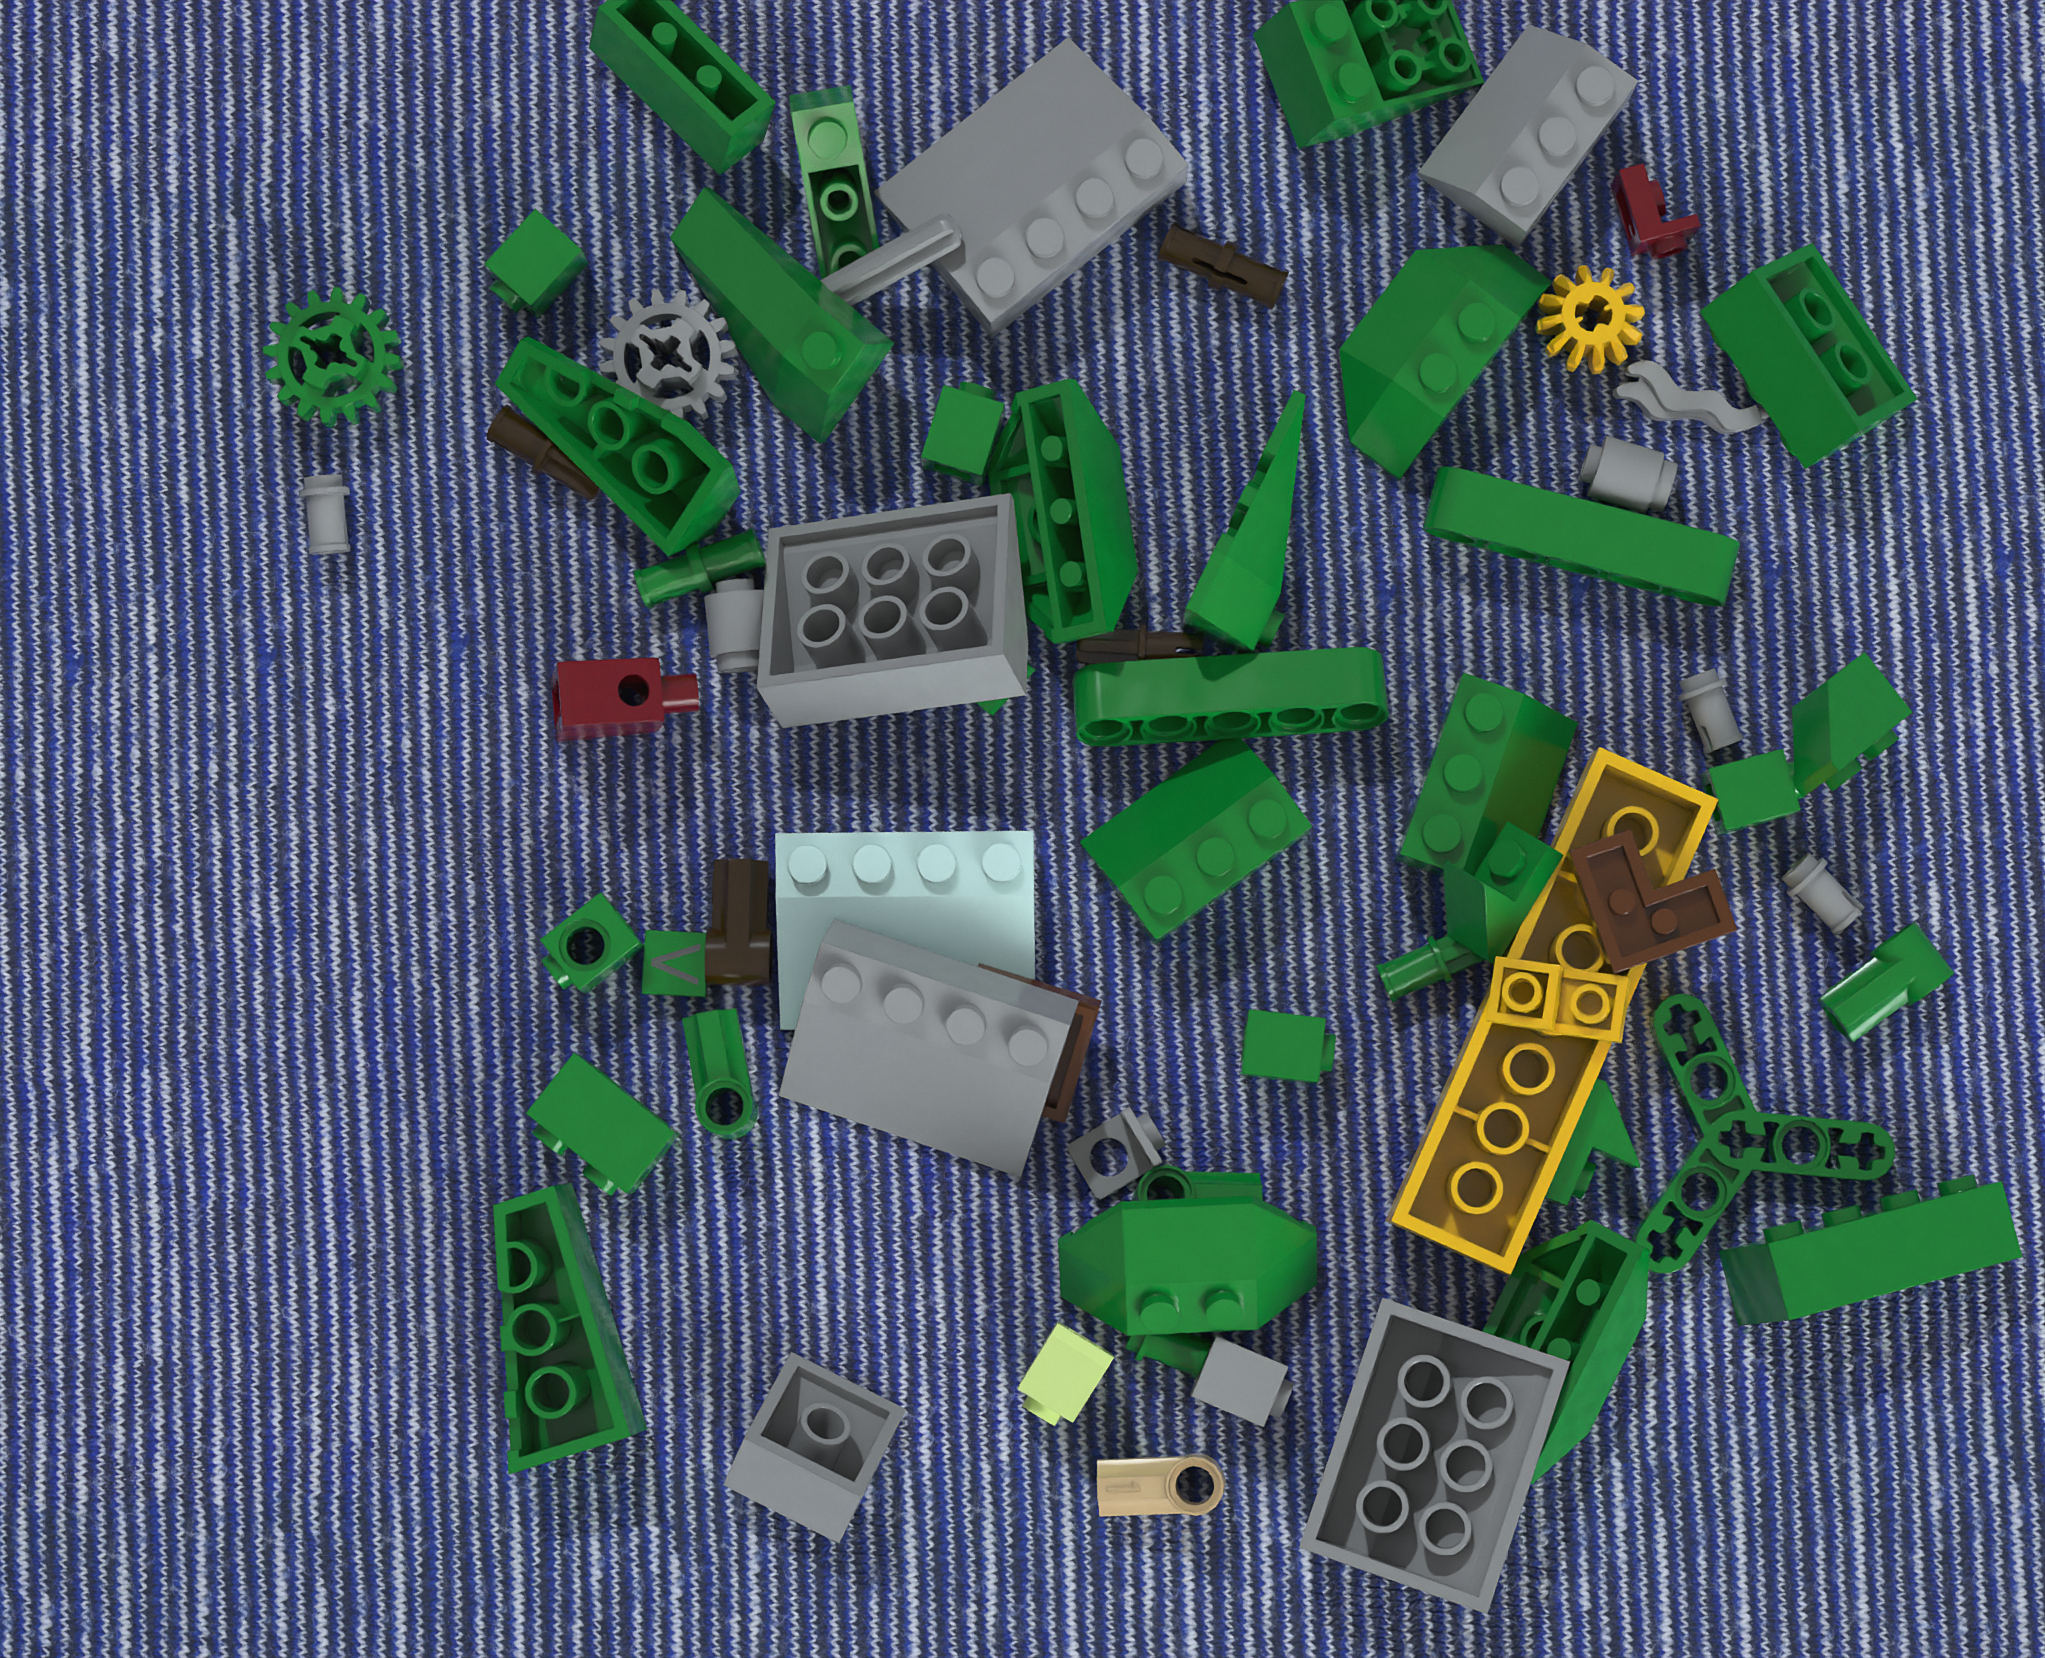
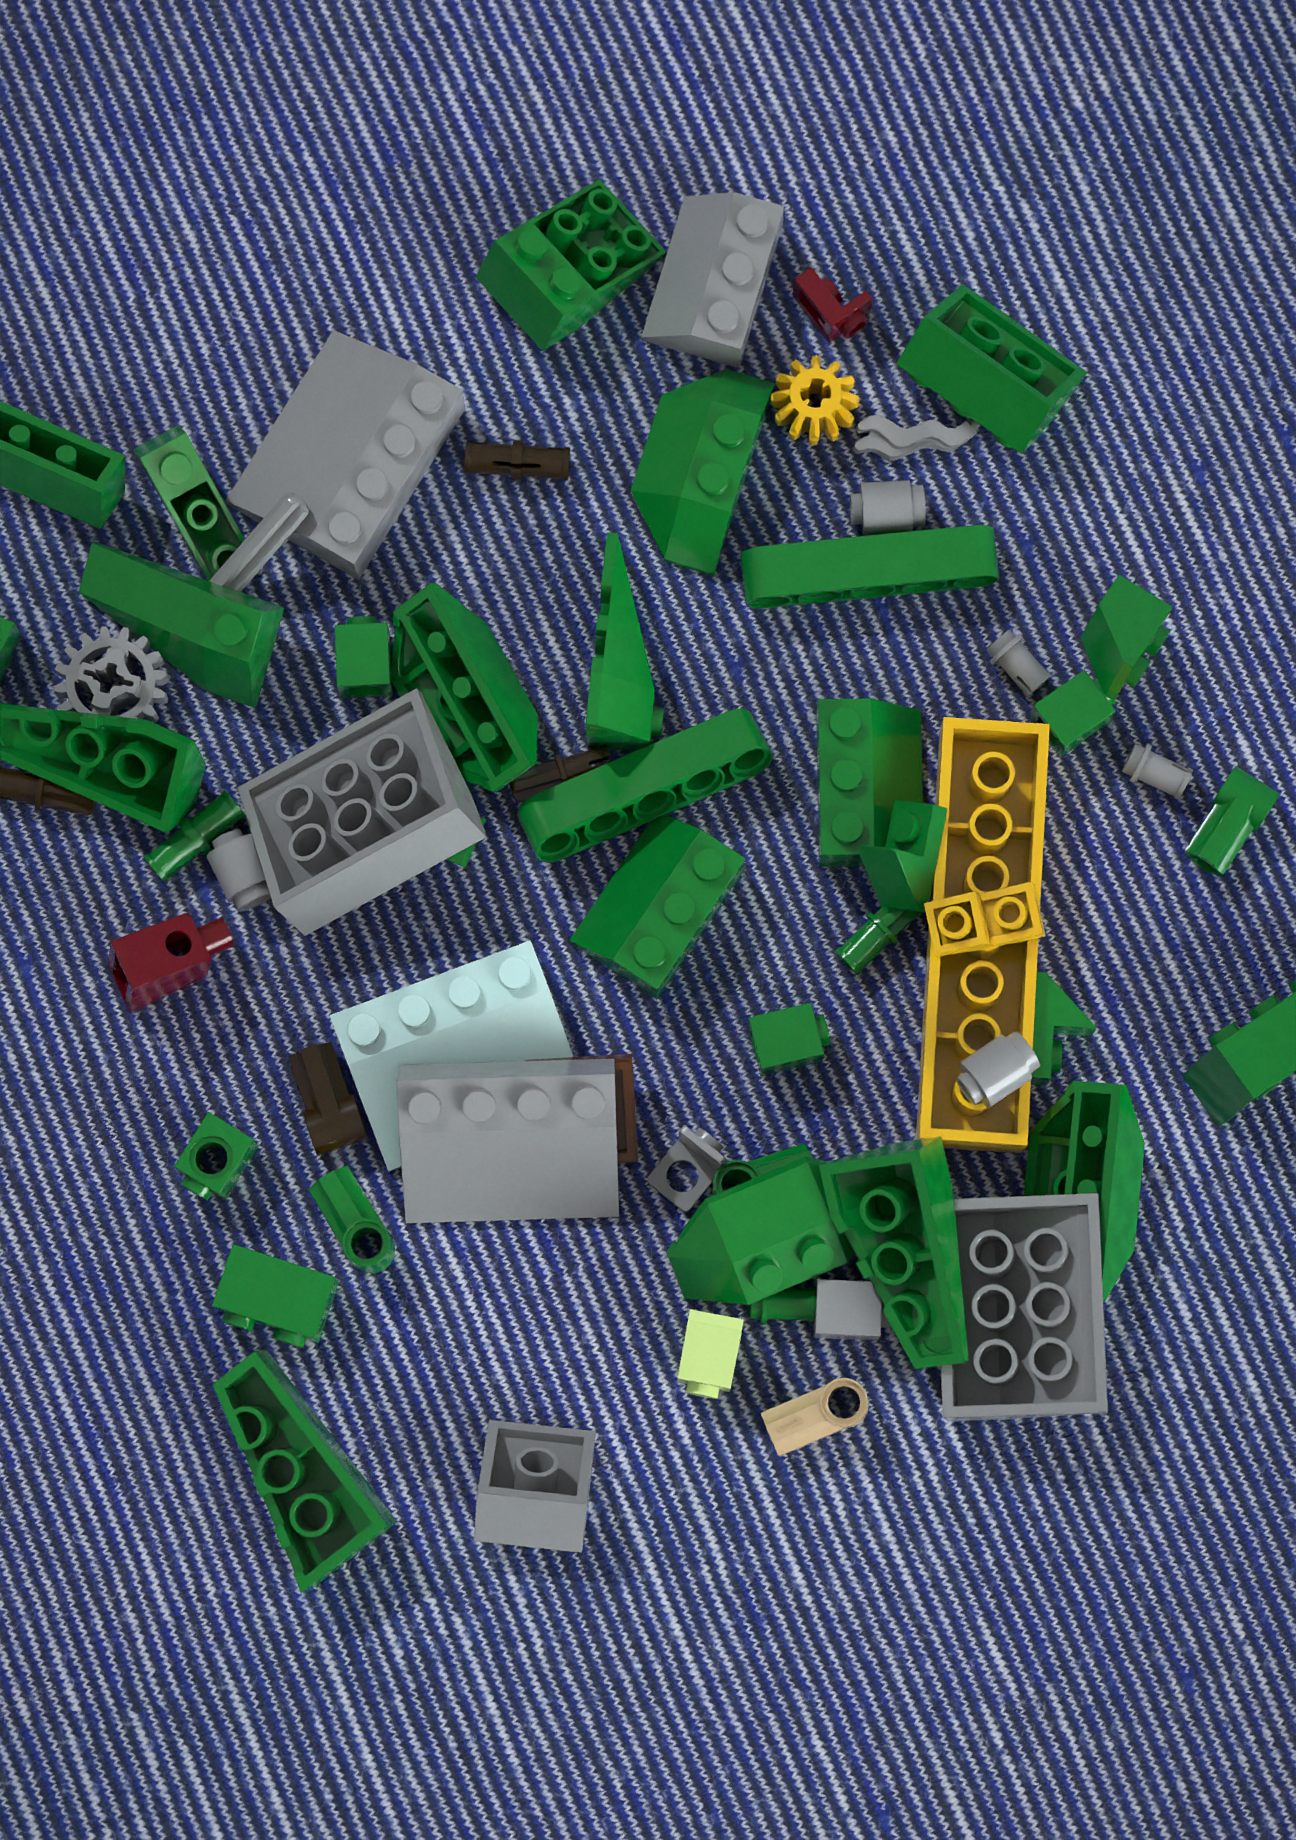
camera: 25 degrees left, 5 degrees down
(674, 964) = (287, 1150): green tile -> none
(1333, 1316) = (902, 1227): none -> green wedge
(1508, 1178) = (997, 1069): none -> light grey brick
(1640, 922) = (1022, 836): reddish brown plate -> none
(1717, 1116) = (1141, 970): green piece -> none

